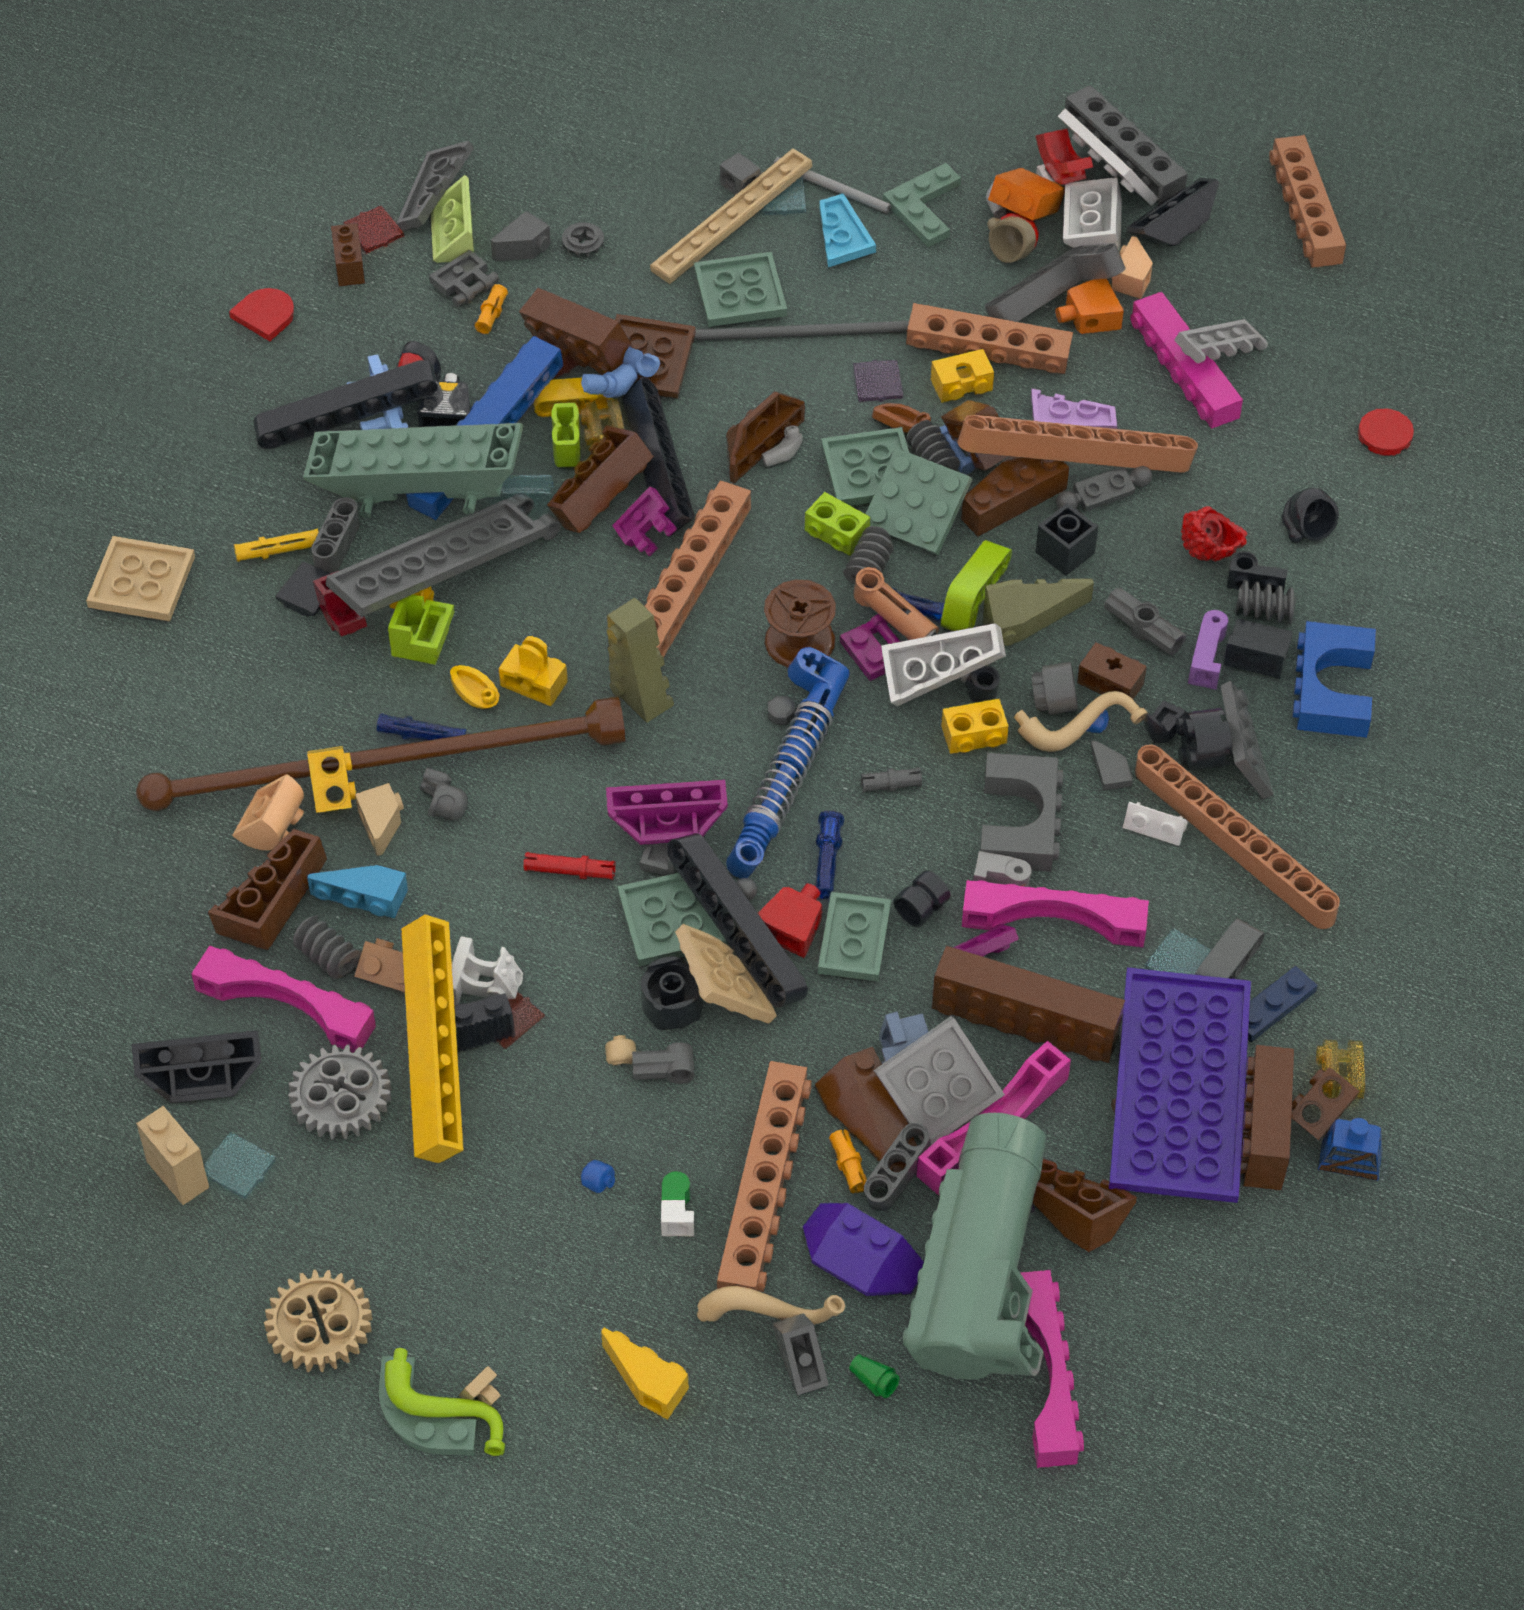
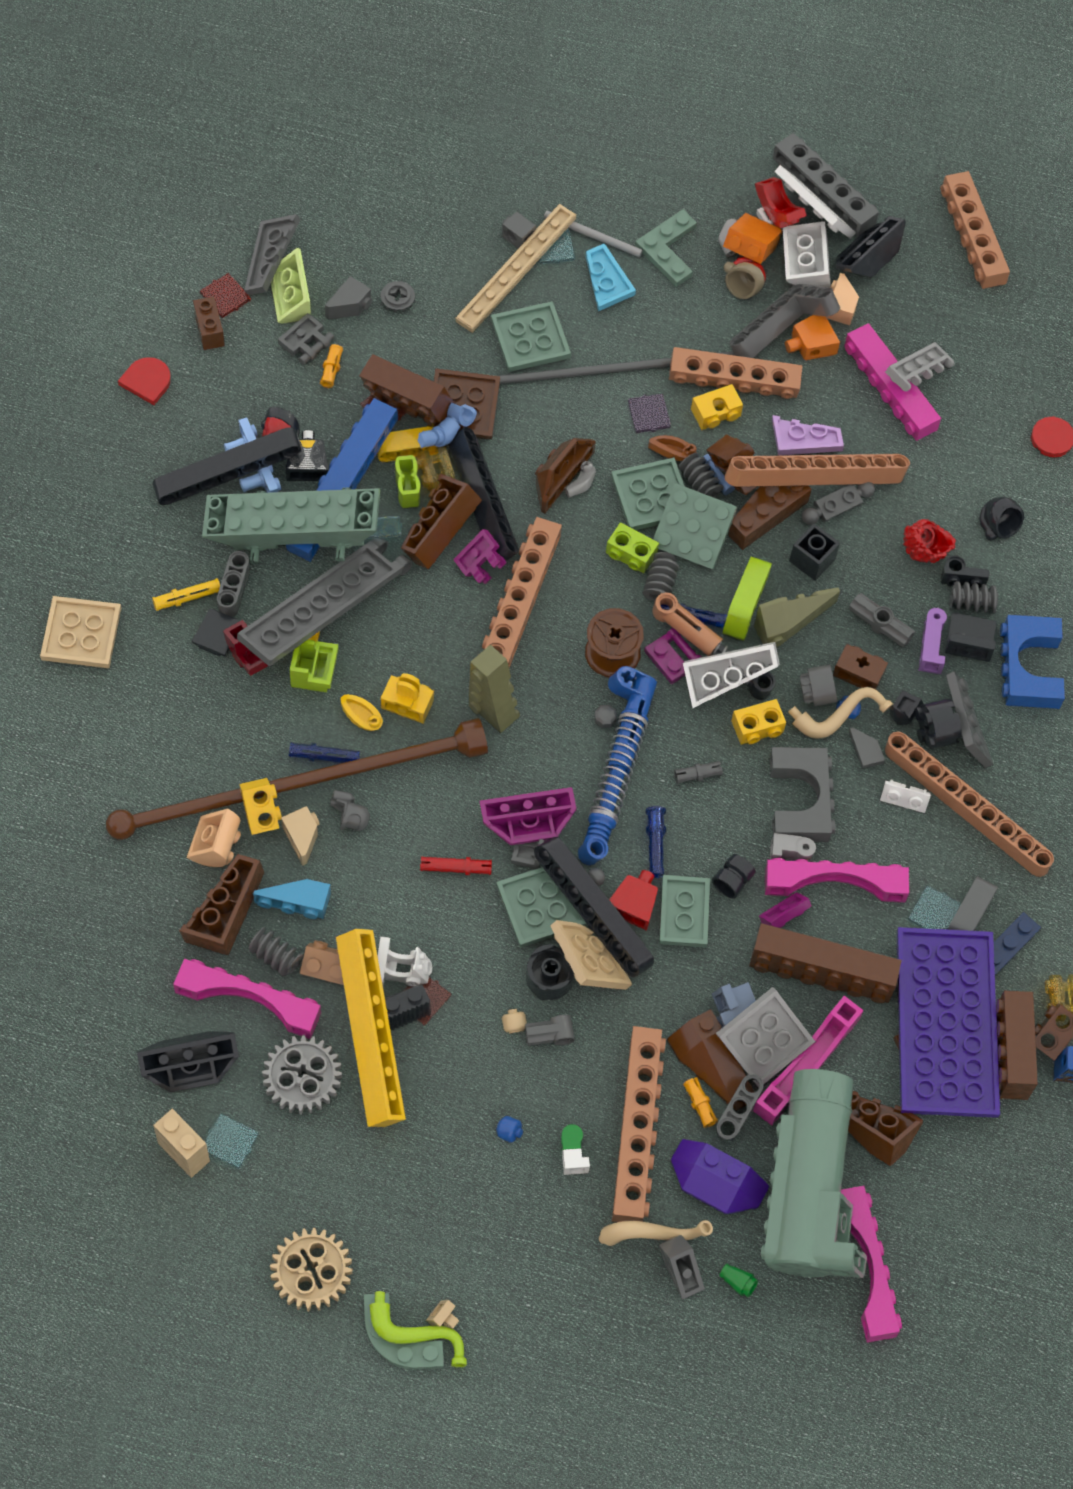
camera: 10 degrees left, 10 degrees up
(651, 1380) = (569, 1296): yellow slope -> none

